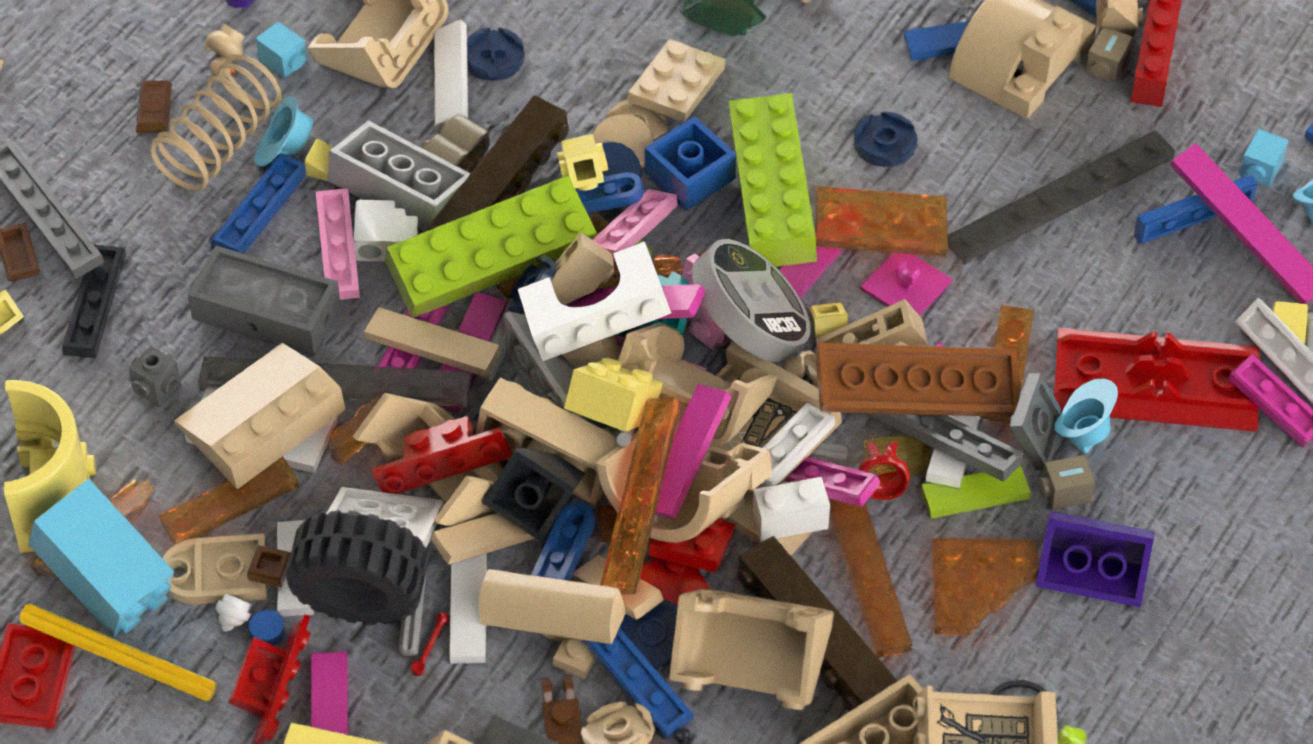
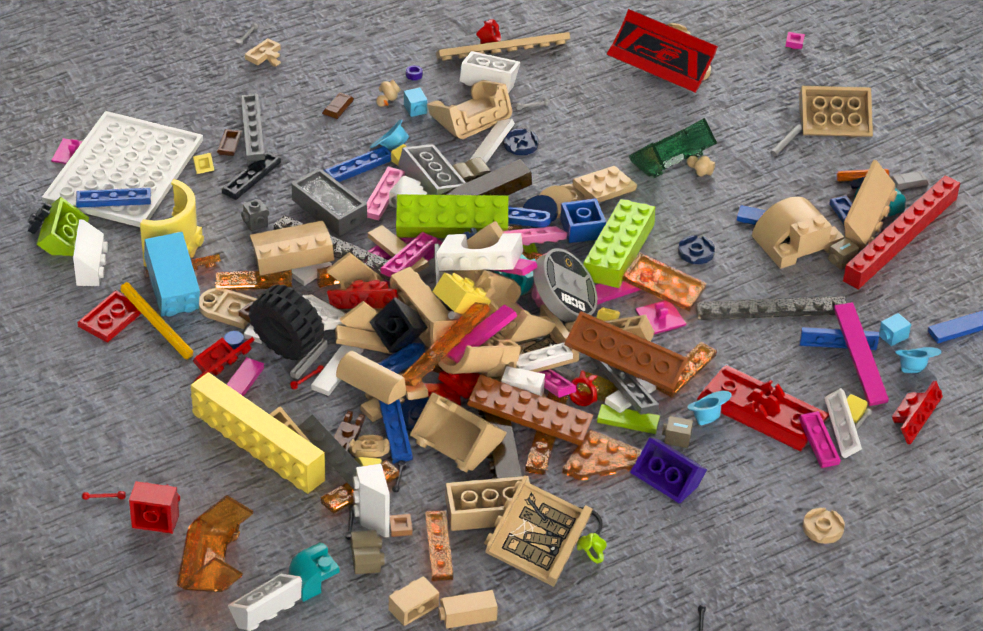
camera: 25 degrees right, 10 degrees down
(232, 612) = (222, 325): white plate -> none
(233, 87) = (335, 121): tan piece -> none
(464, 349) = (409, 254): none -> dark pink tile
(583, 162) = (523, 196): light yellow brick -> none
(831, 549) = (530, 410): none -> plate
(1035, 421) = (678, 394): dark grey plate -> none

